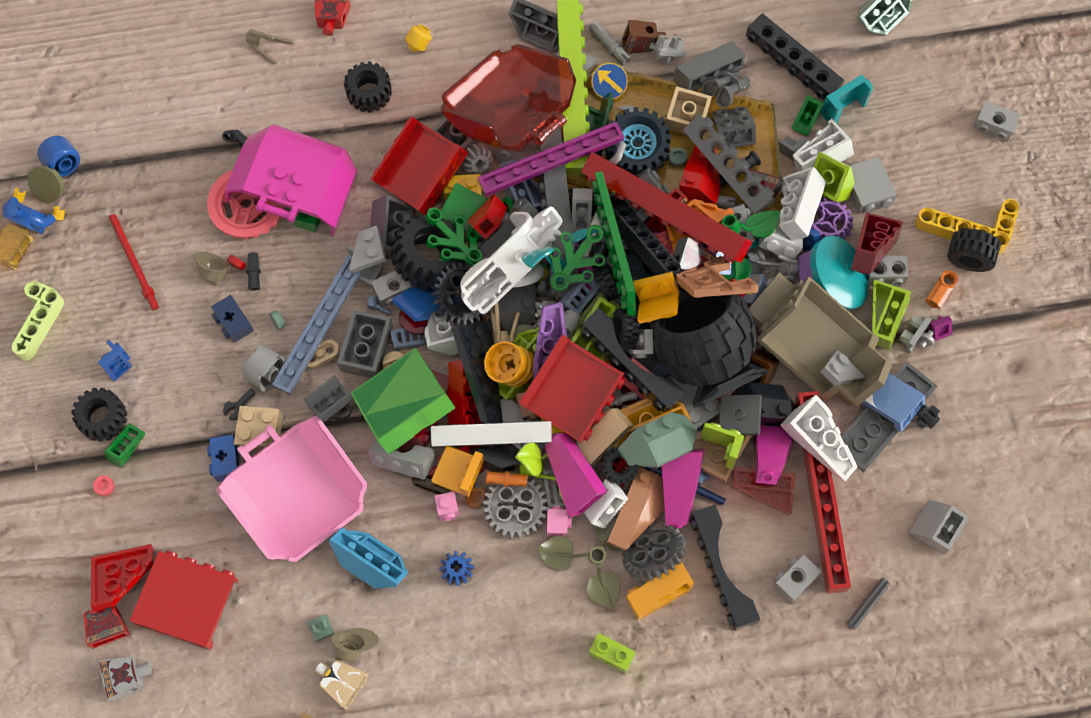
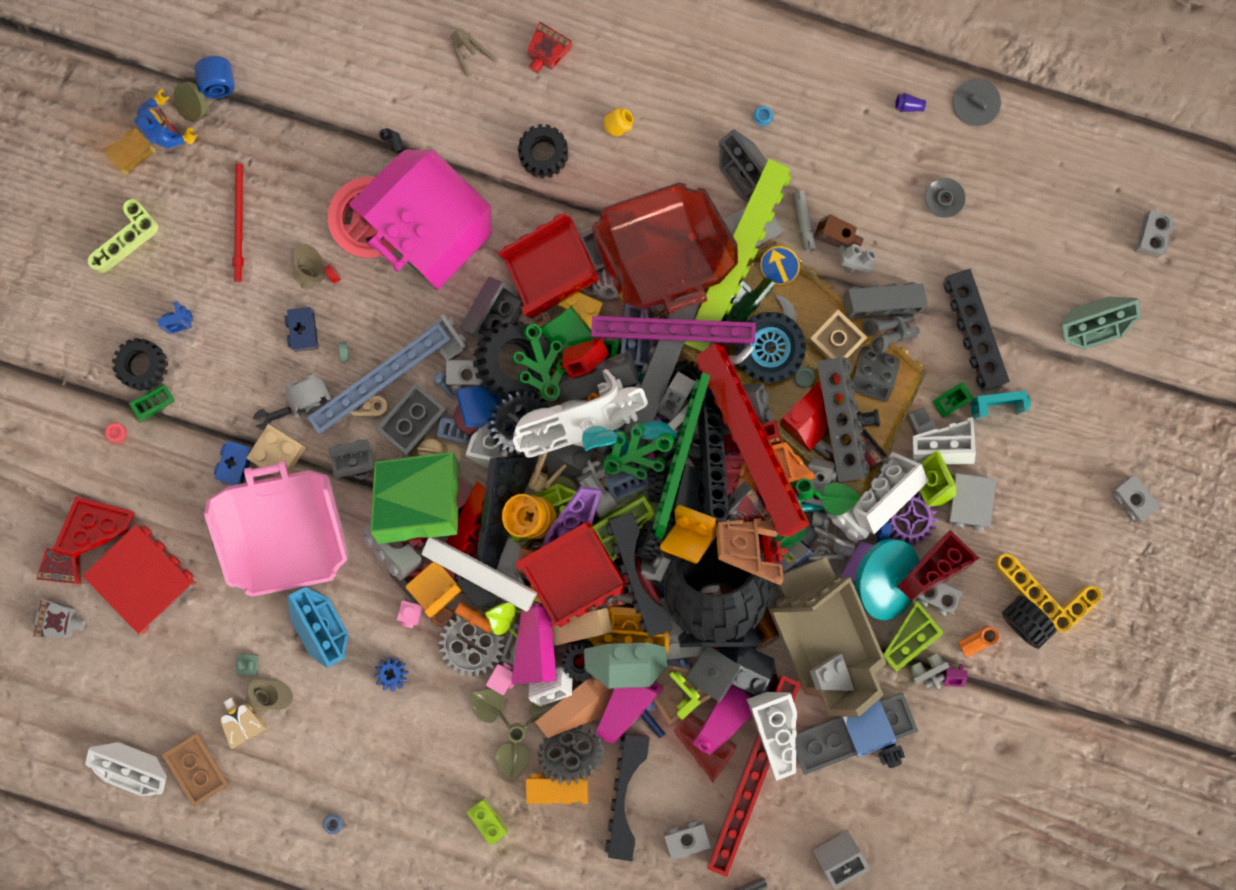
camera: 25 degrees right, 15 degrees up
(253, 271) = (344, 290): black axle -> none
(367, 250) = (457, 330): light grey wing -> none

